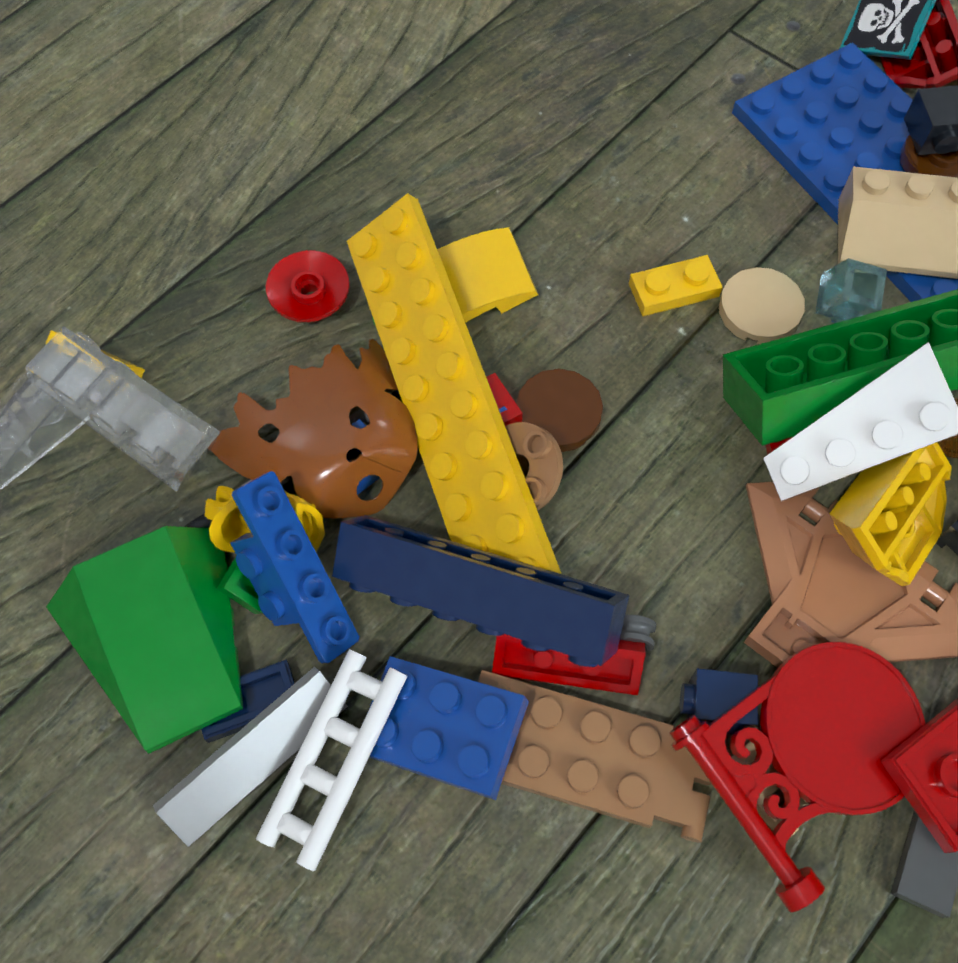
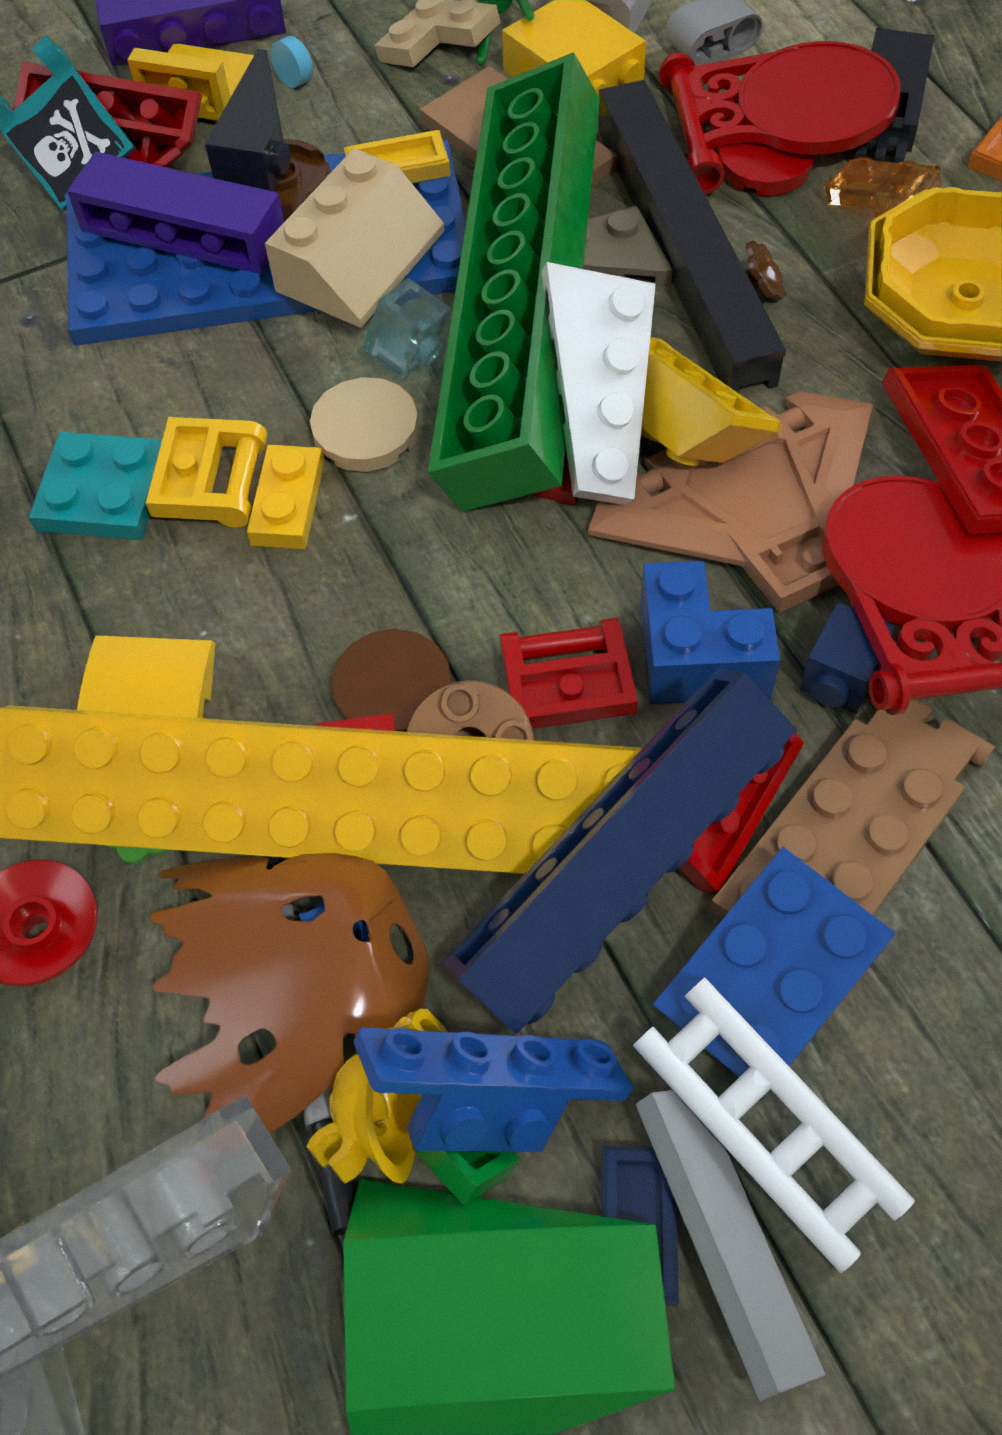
camera: 65 degrees left, 5 degrees down
(607, 521) = (575, 686): none -> red plate
(626, 178) = (96, 486): none -> teal plate
(663, 219) = (189, 466): none -> yellow plate
(674, 587) = (690, 642): none -> blue brick
(864, 104) = (176, 211): none -> dark purple brick

